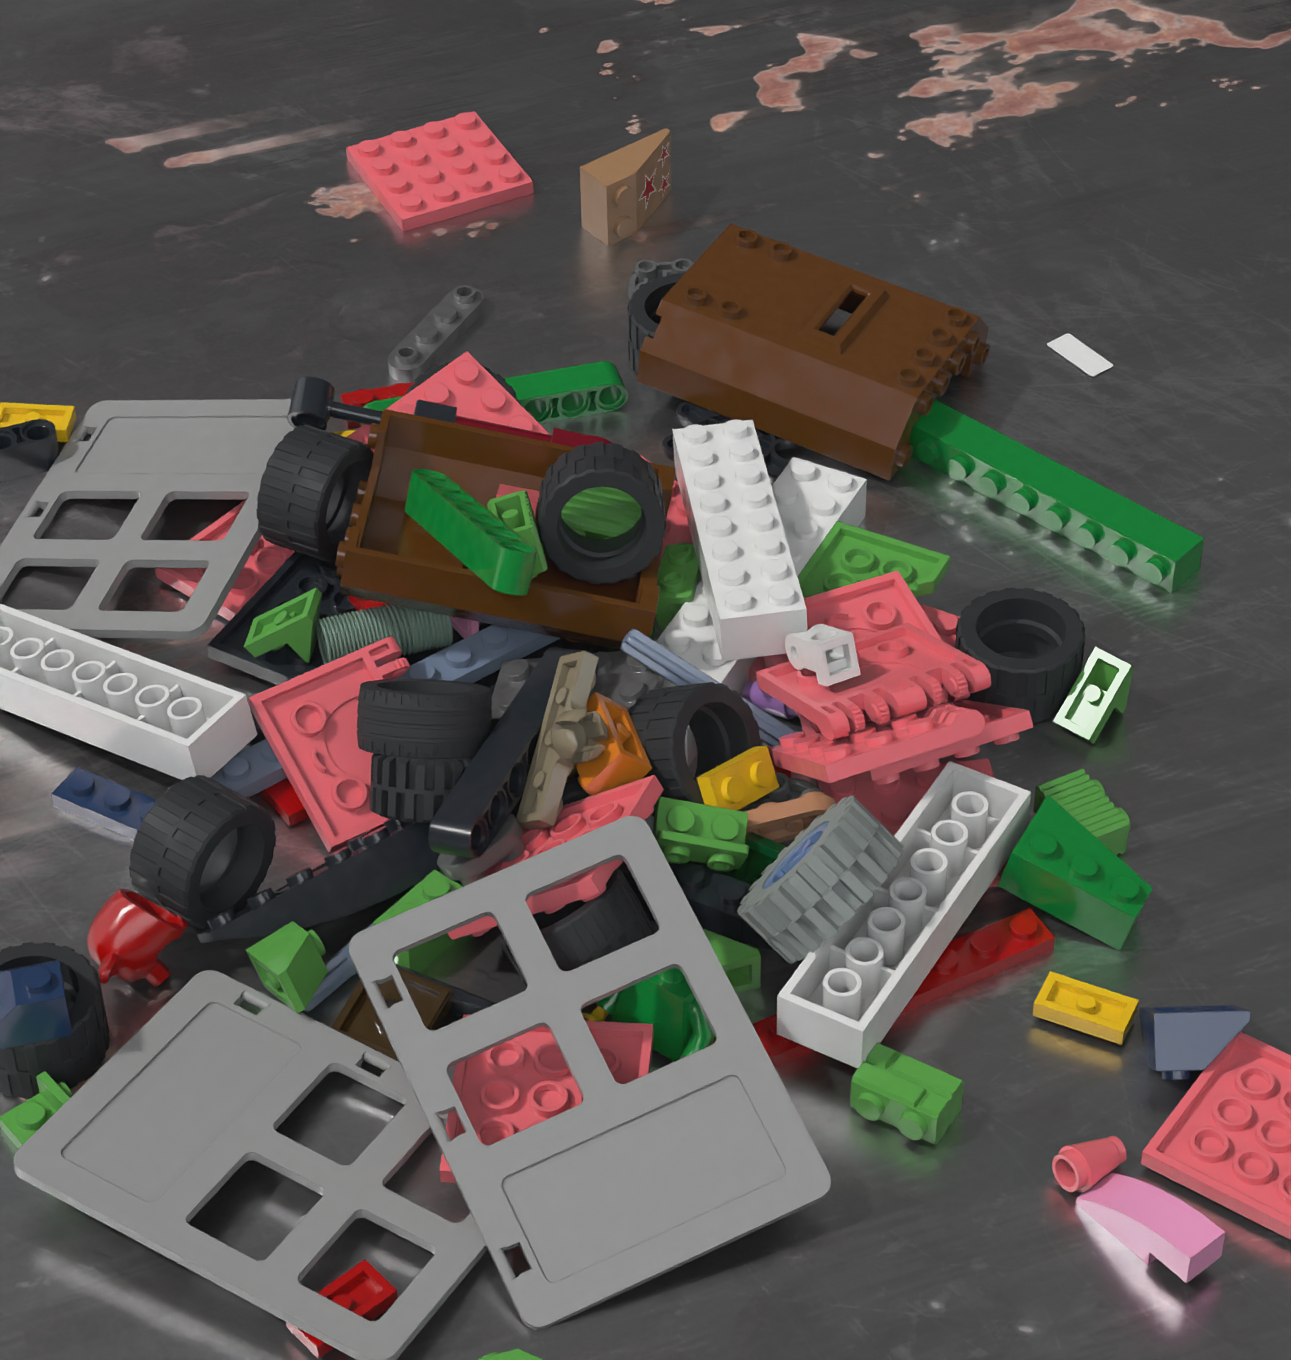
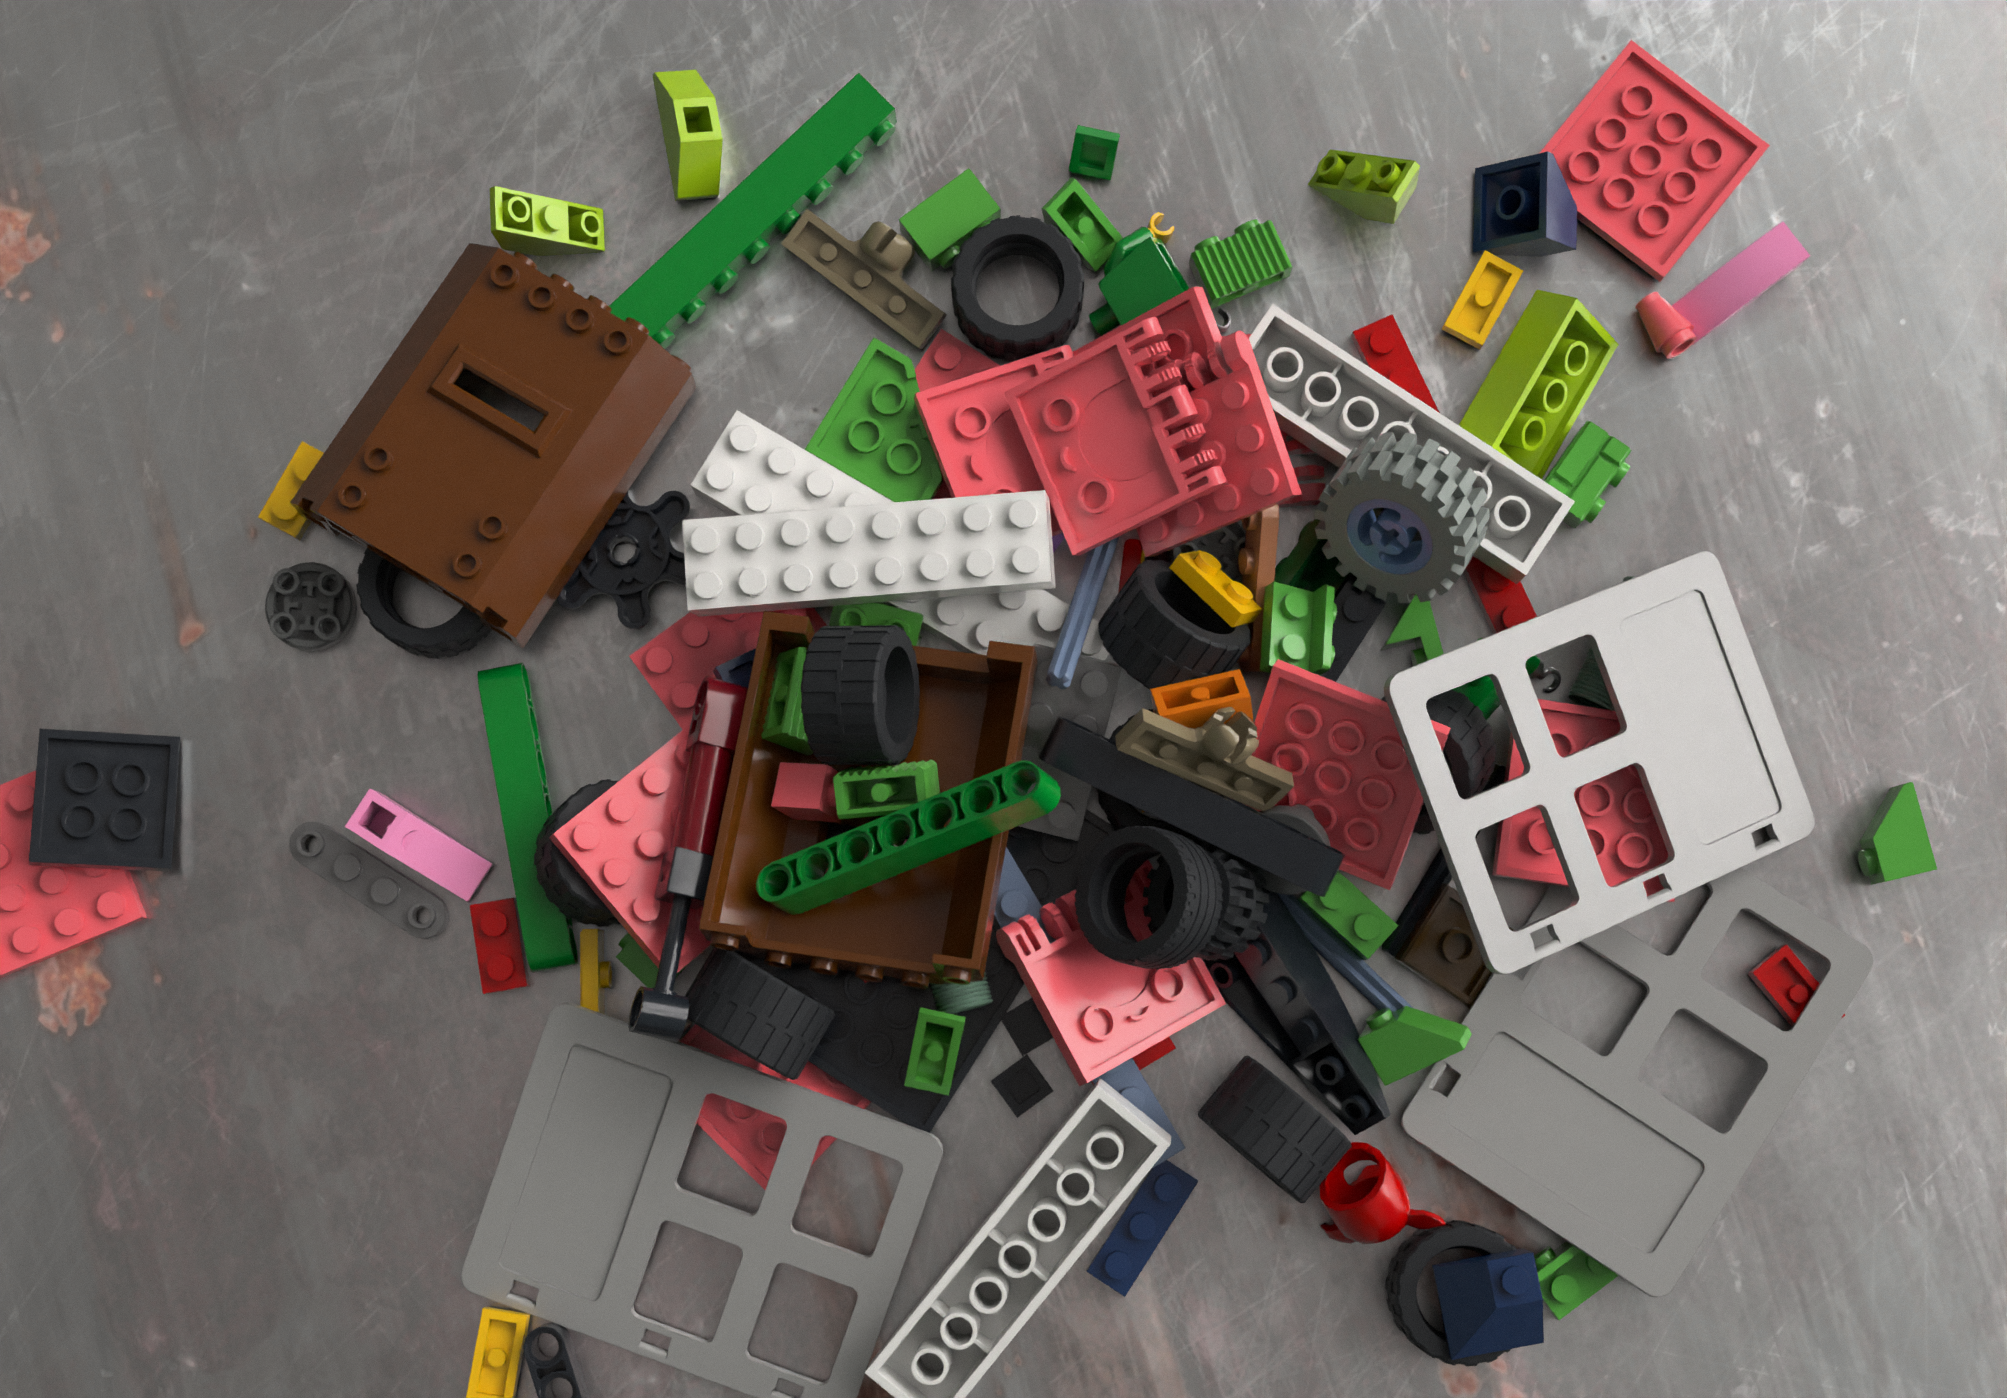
camera: 85 degrees left, 40 degrees up
(476, 326) = (418, 844): none -> bright pink slope
(493, 185) = (104, 800): none -> black plate
(625, 187) = (150, 649): medium nougat slope -> none
(824, 651) = (1090, 482): white leg -> none
(998, 1052) = (1540, 381): none -> lime slope
(1015, 365) = (544, 224): none -> lime slope
(1022, 562) = (868, 272): none -> dark tan plate
(1050, 748) = (1140, 278): none -> green torso
(1075, 877) = (1338, 279): green wedge -> none
(1080, 355) = (484, 151): white sticker -> none
(1103, 619) = (948, 219): none -> bright green brick
(1124, 449) = (690, 133): none -> lime slope
(1171, 709) = (1094, 152): none -> green plate
(1184, 899) = (1367, 183): none -> lime slope

